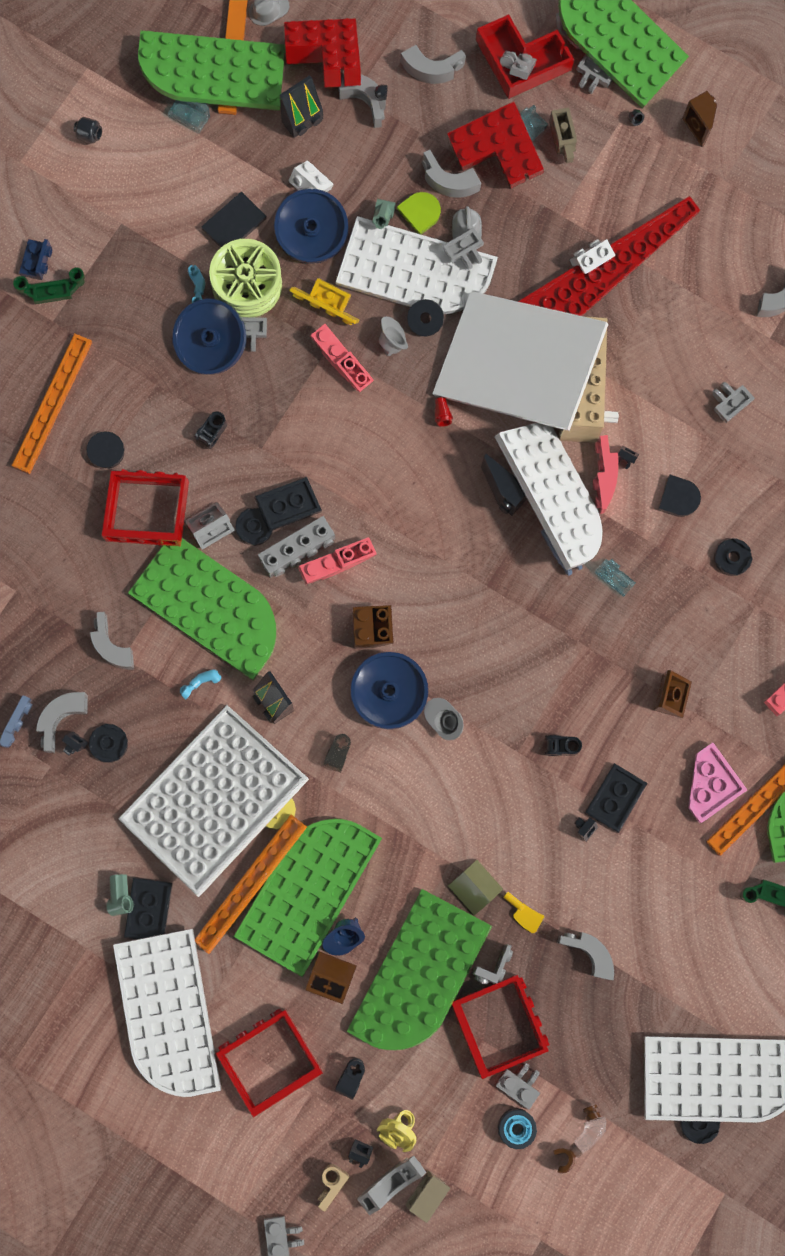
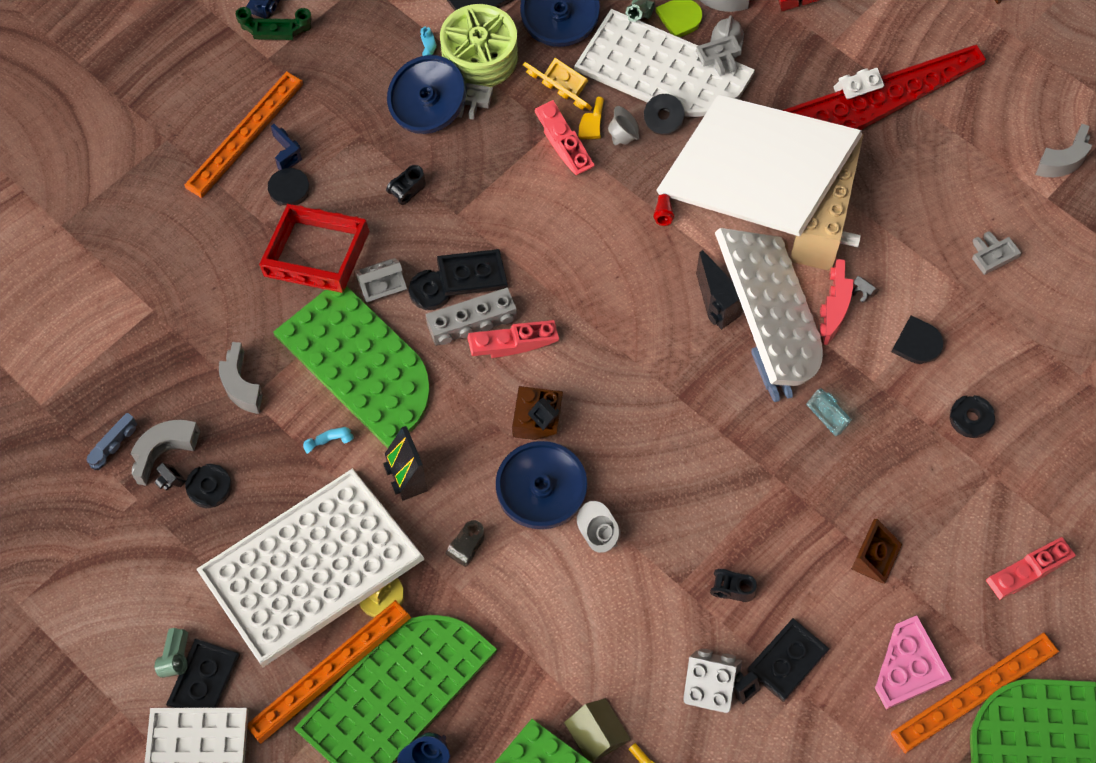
camera: 20 degrees right, 15 degrees down
(97, 422) = (291, 155): none -> dark blue bracket
(361, 335) = (590, 122): none -> yellow piece
(380, 631) = (543, 413): none -> black tile
(559, 828) = (711, 680): none -> bracket

